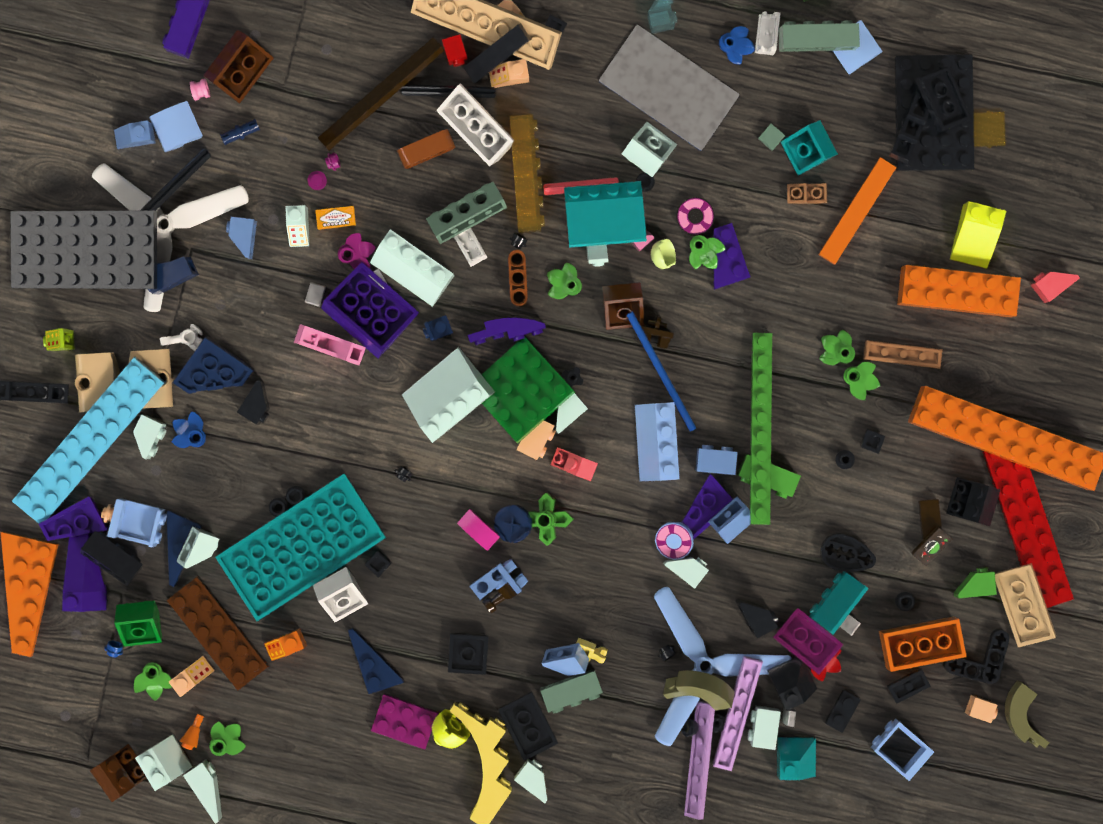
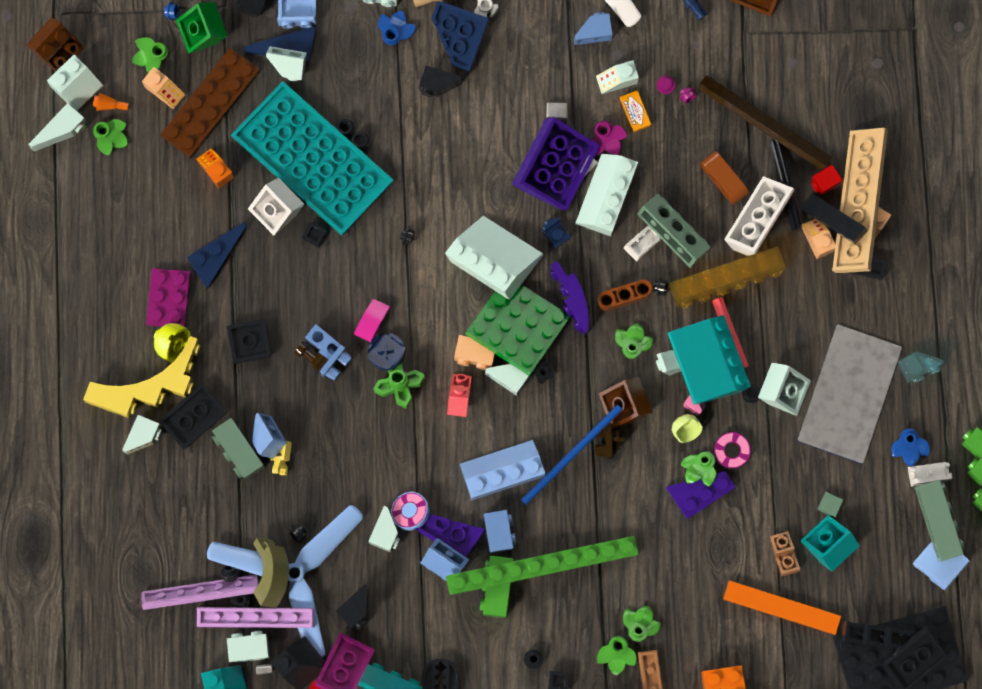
camera: 75 degrees right, 10 degrees down
(329, 344) = (512, 134): bright pink arch -> none

